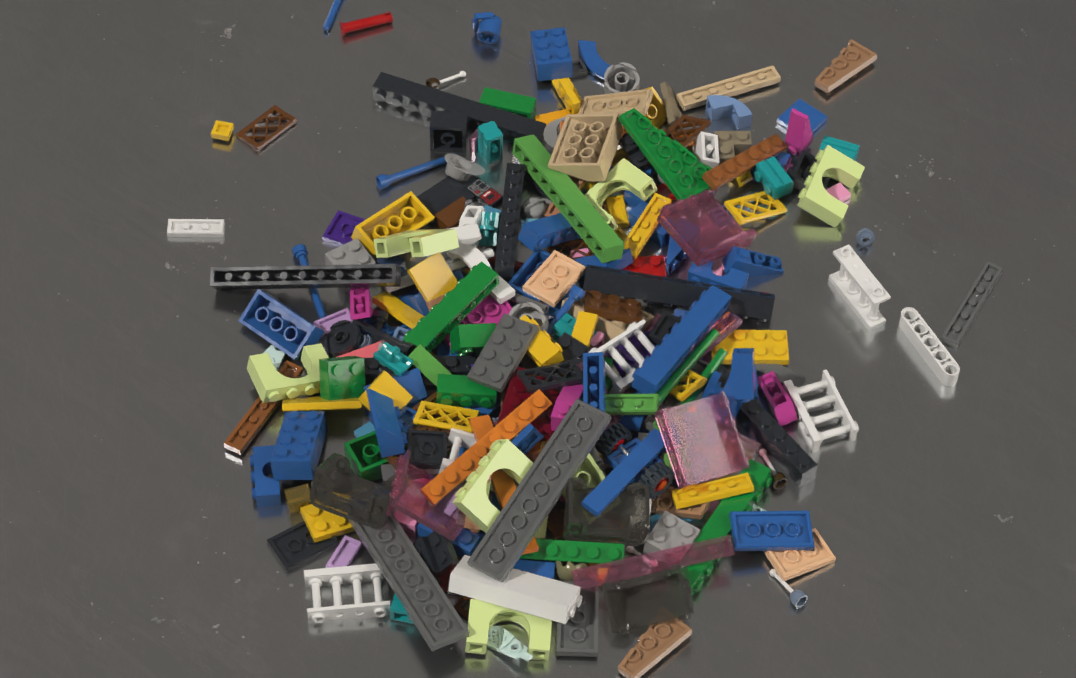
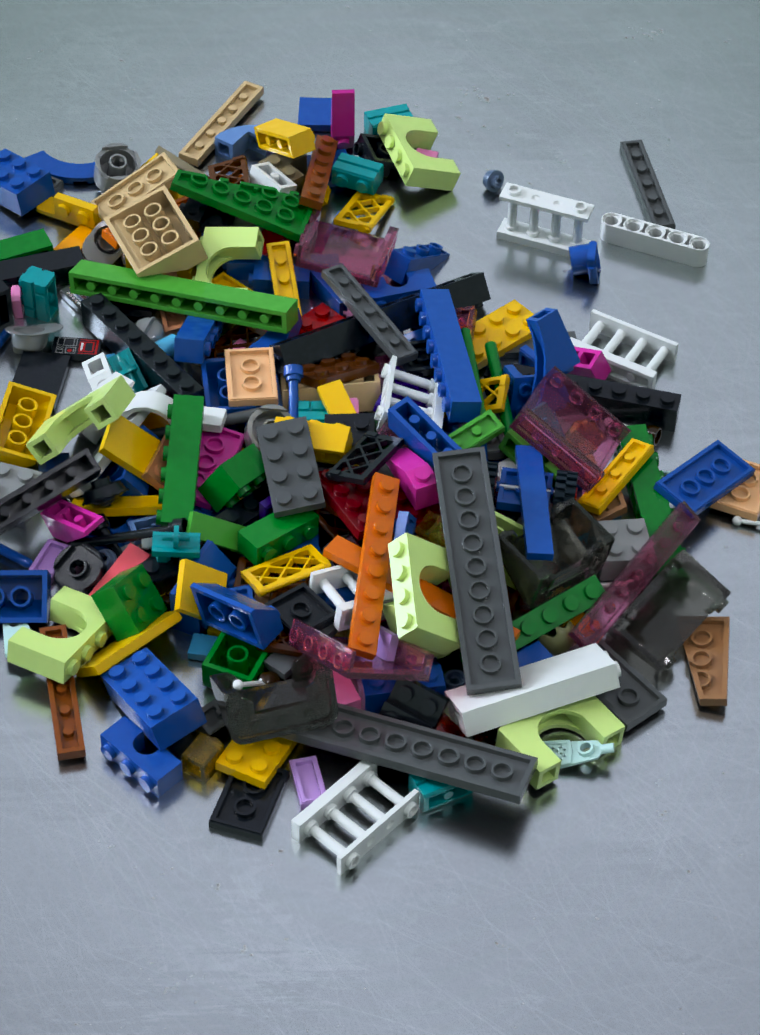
camera: 40 degrees left, 5 degrees down
(372, 476) = (263, 679): none -> hinge
(395, 298) = (104, 492): none -> black piece
(451, 215) = (71, 386): reddish brown slope -> none
(664, 282) = (369, 314): none -> dark grey tile
(743, 124) = (285, 138): none -> yellow brick
(848, 63) = (311, 47): medium nougat wing -> none
(862, 333) = (585, 261): none -> blue piece

